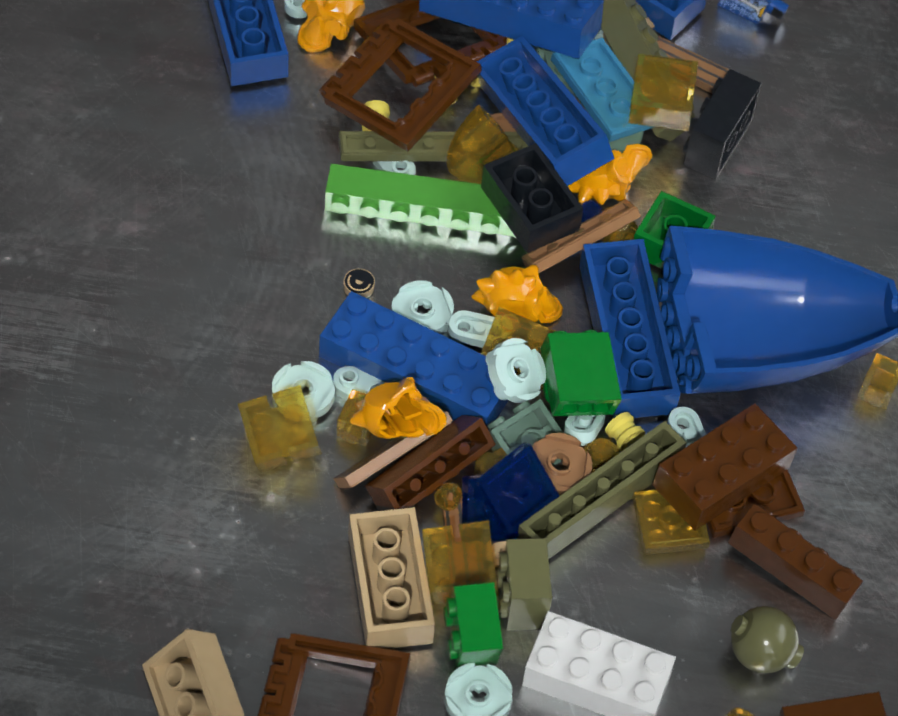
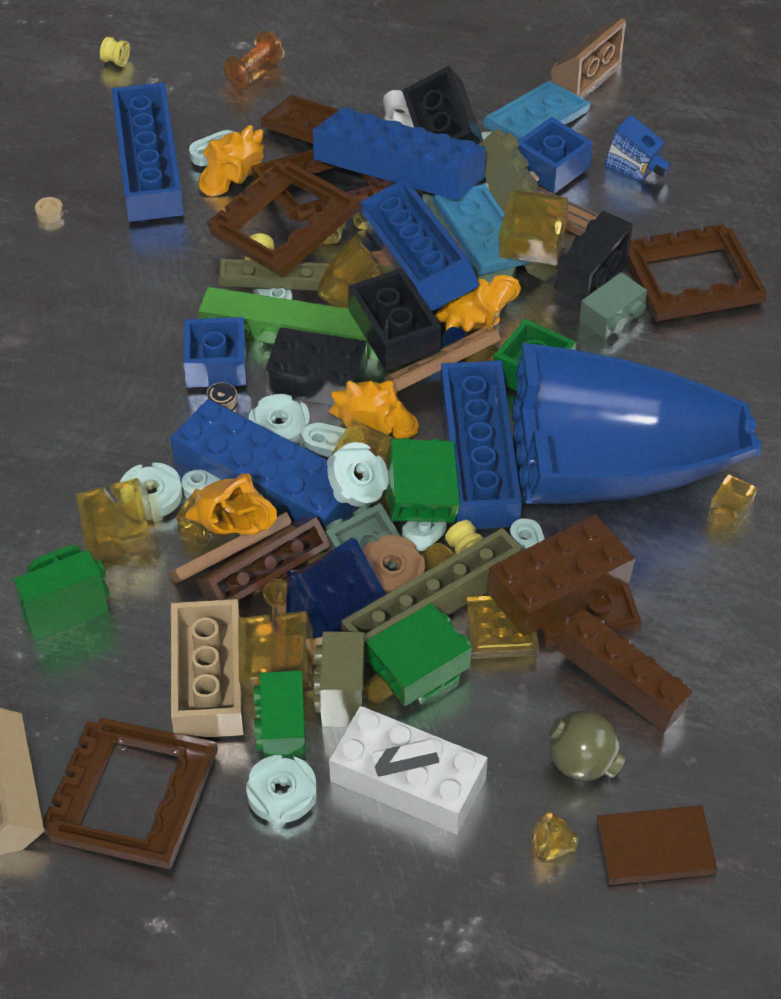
camera: 10 degrees right, 5 degrees down
(144, 74) = (49, 210): none -> tan tile
(235, 505) = (61, 591): none -> green brick
(348, 236) = (214, 351): none -> blue brick
(451, 248) = (313, 365): none -> black brick
(560, 591) = (377, 690): none -> clear yellow hinge
(597, 554) = (419, 655): none -> green brick
(599, 662) = (405, 758): none -> sticker
(745, 169) = (613, 305): none -> sand green brick
(823, 160) = (695, 301): none -> reddish brown hinge

